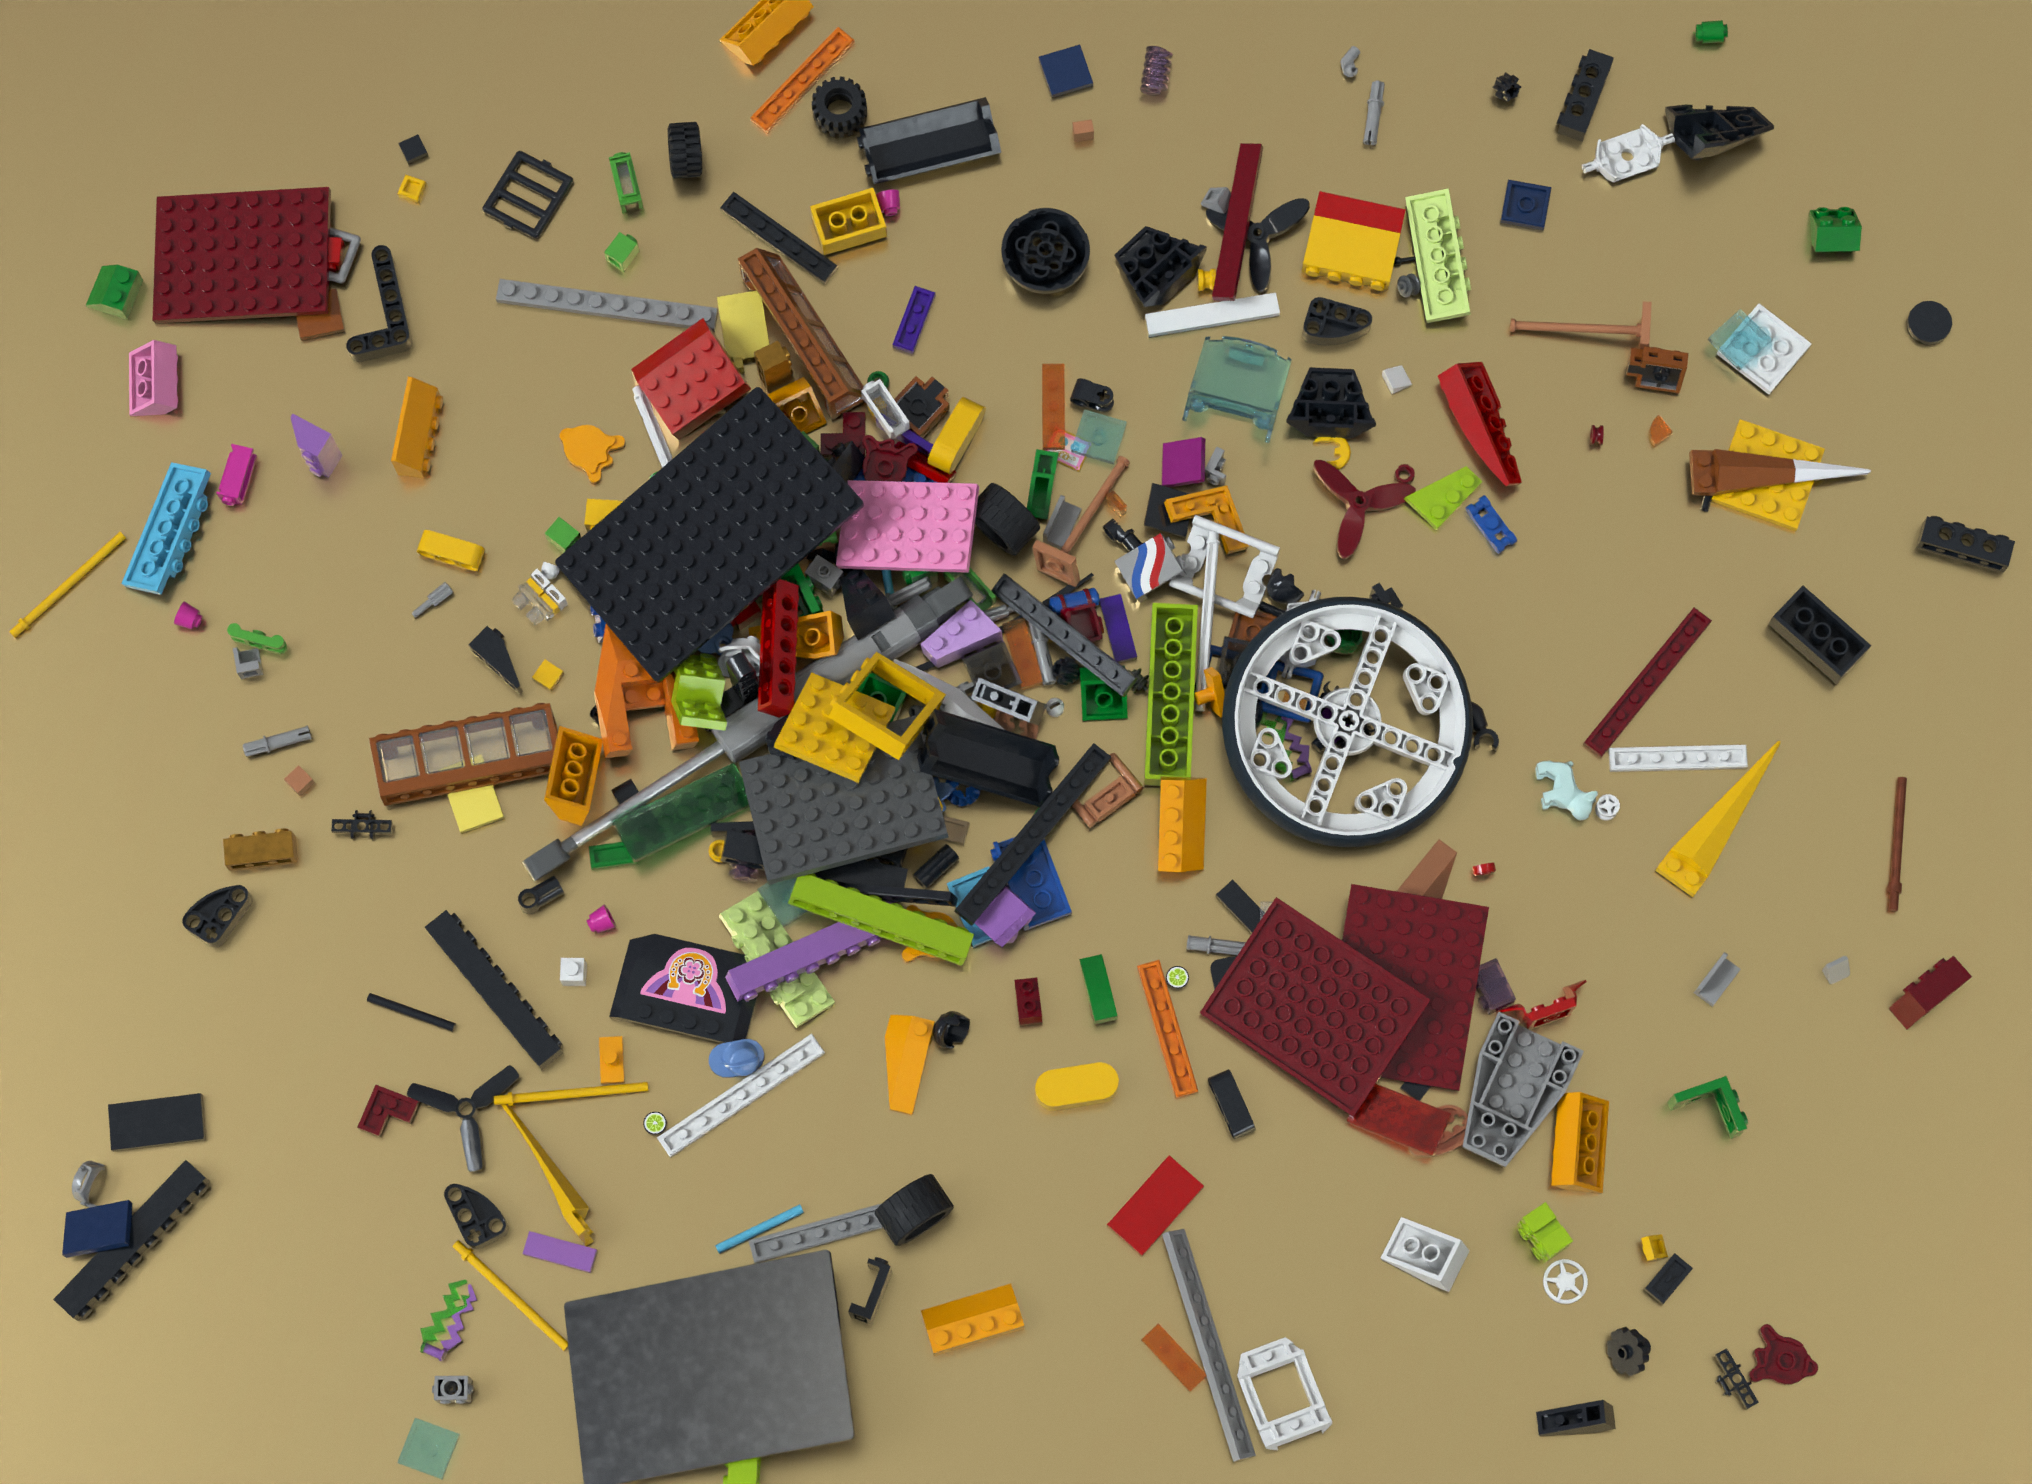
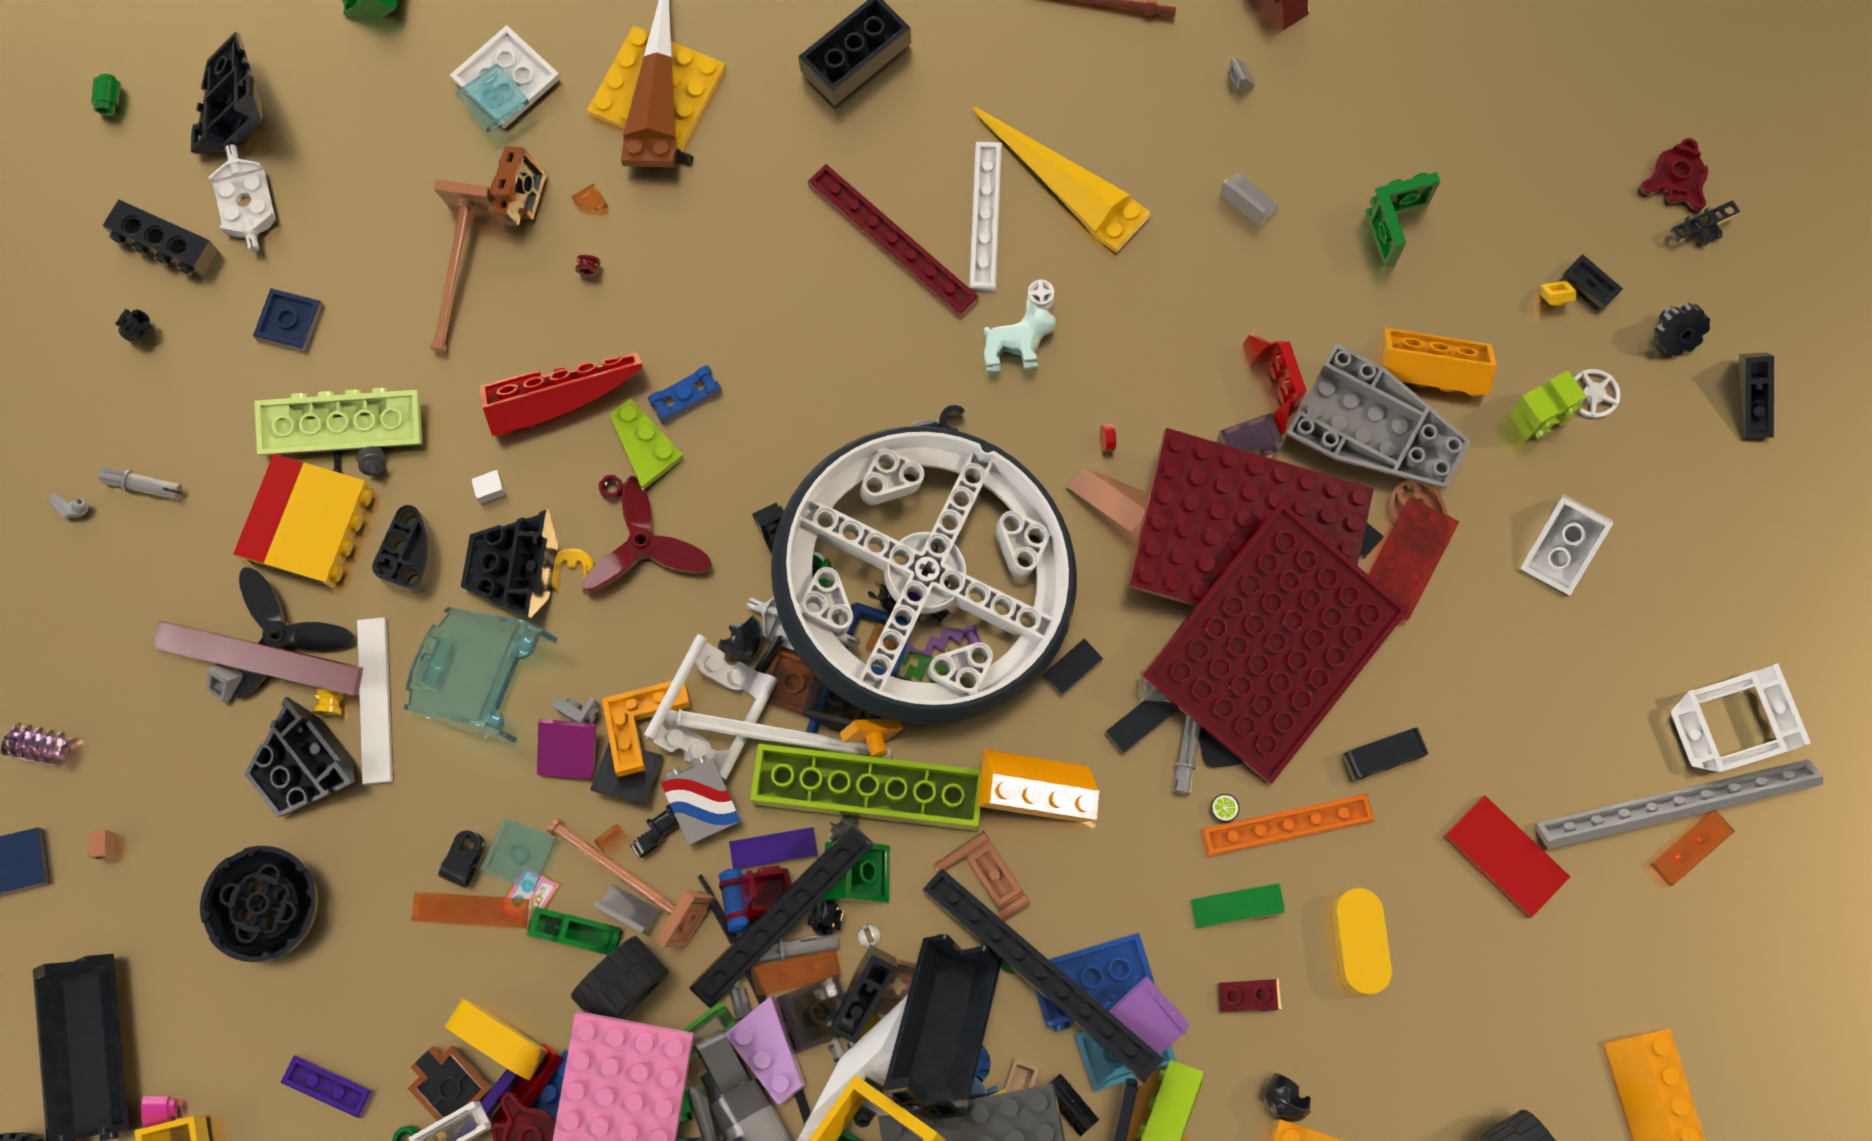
camera: 85 degrees left, 0 degrees up
(1284, 851) = (1072, 667): none -> black tile

